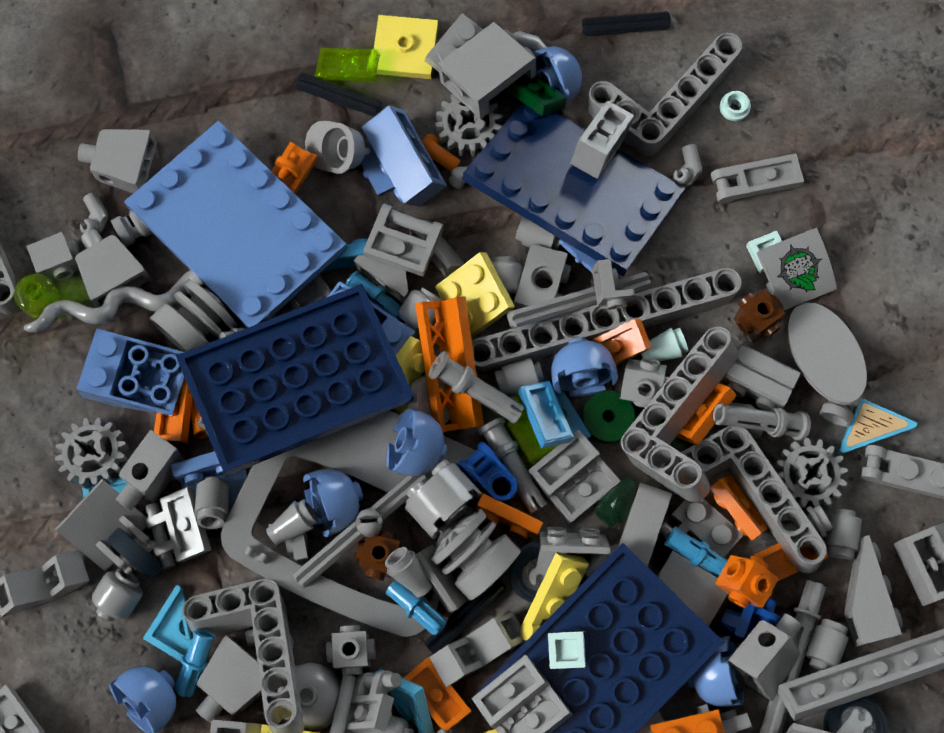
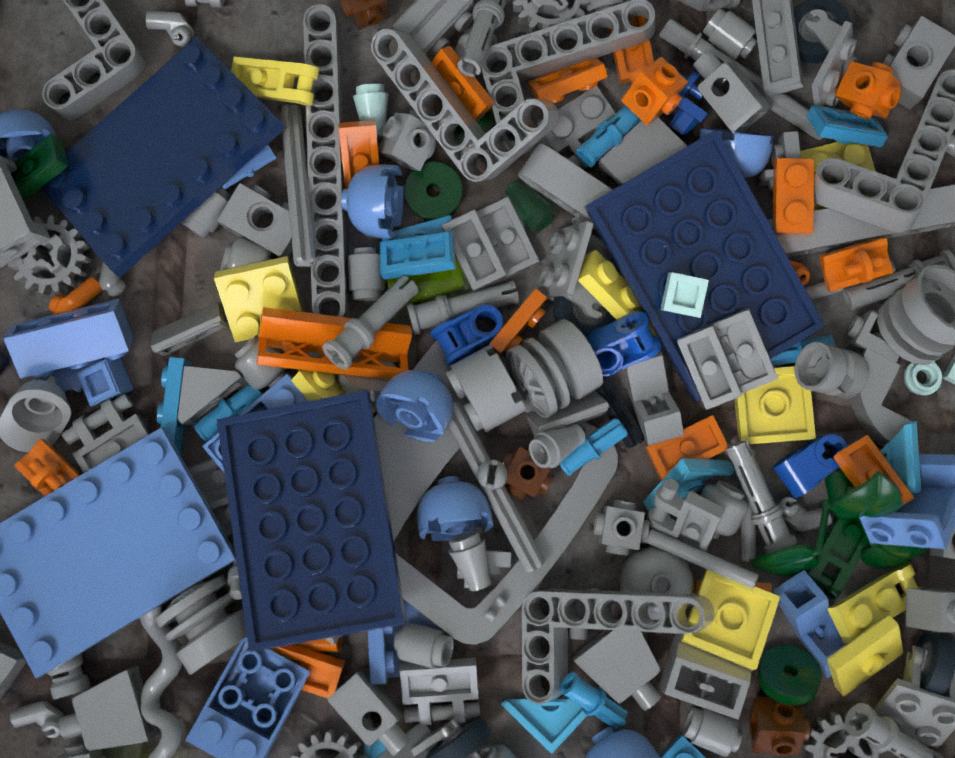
camera: 75 degrees left, 10 degrees up
(329, 213) = (110, 443): none -> light grey plate
(376, 191) = (104, 381): none -> medium blue slope
(399, 248) = (183, 368): light grey plate -> none
(511, 609) = (623, 343): none -> blue piece
(602, 139) = (116, 106): light grey brick -> none
(605, 283) = (290, 149): light grey bracket -> none
(664, 259) = (276, 78): none -> light yellow plate

